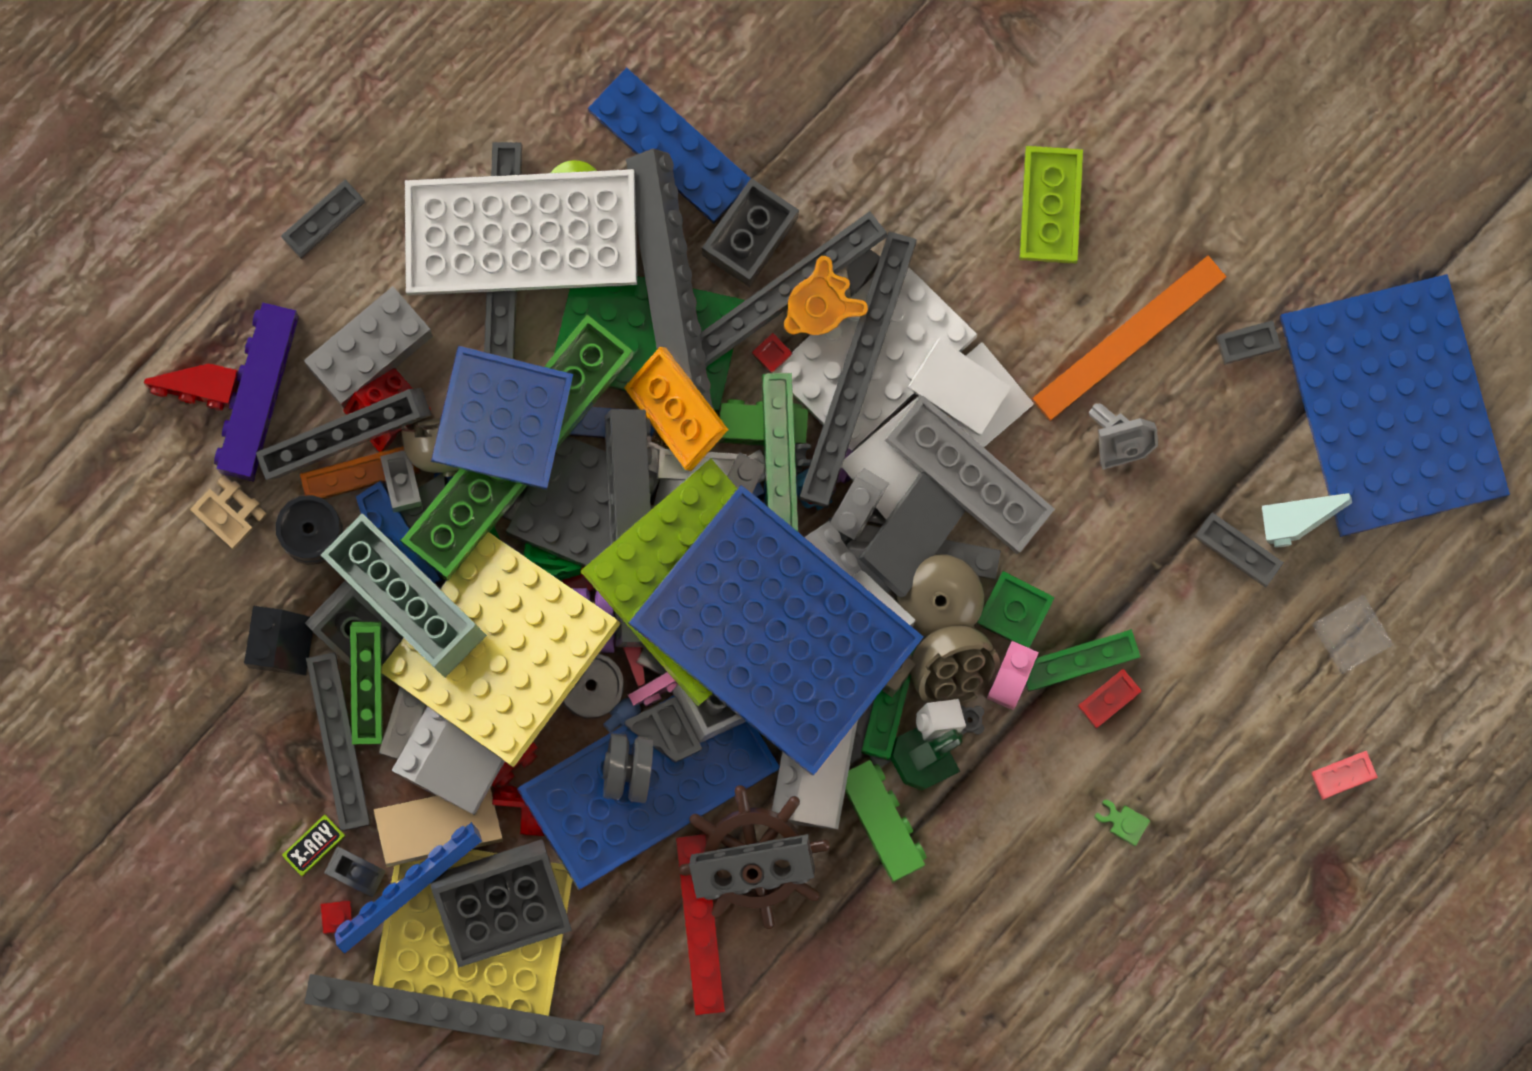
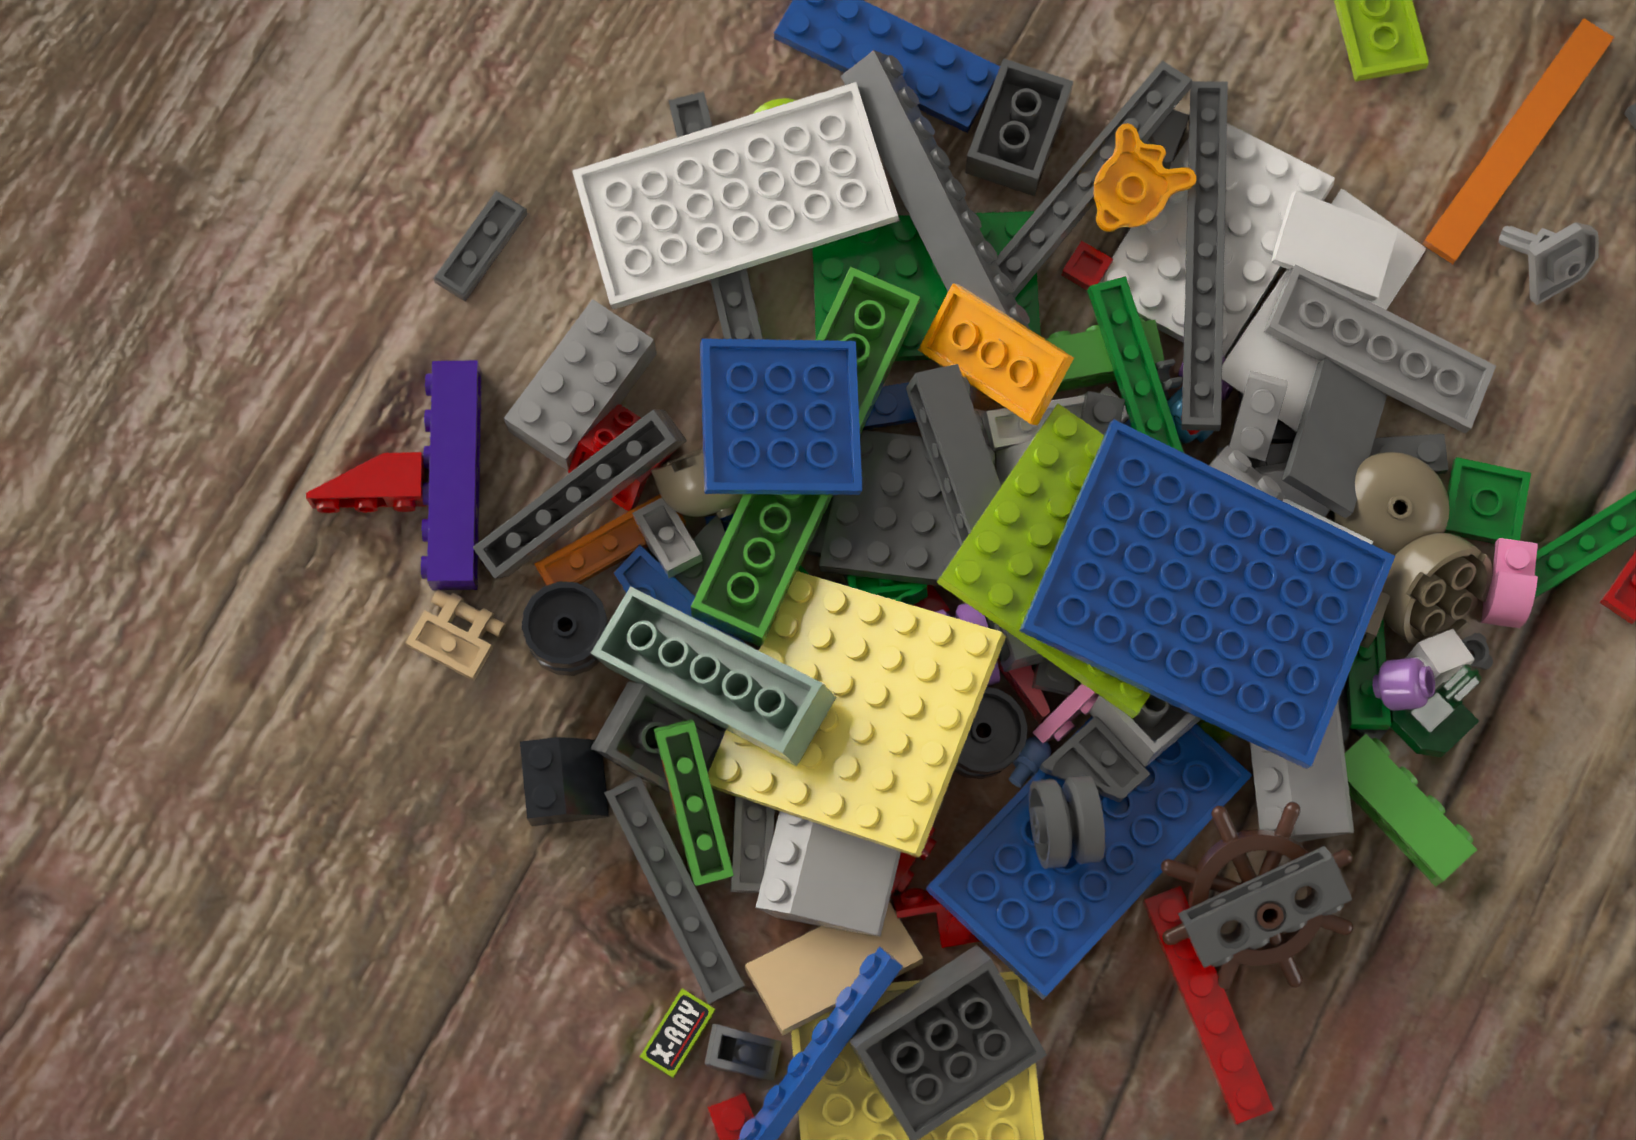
camera: 10 degrees left, 5 degrees down
(906, 731) = (1404, 683): none -> medium lavender head

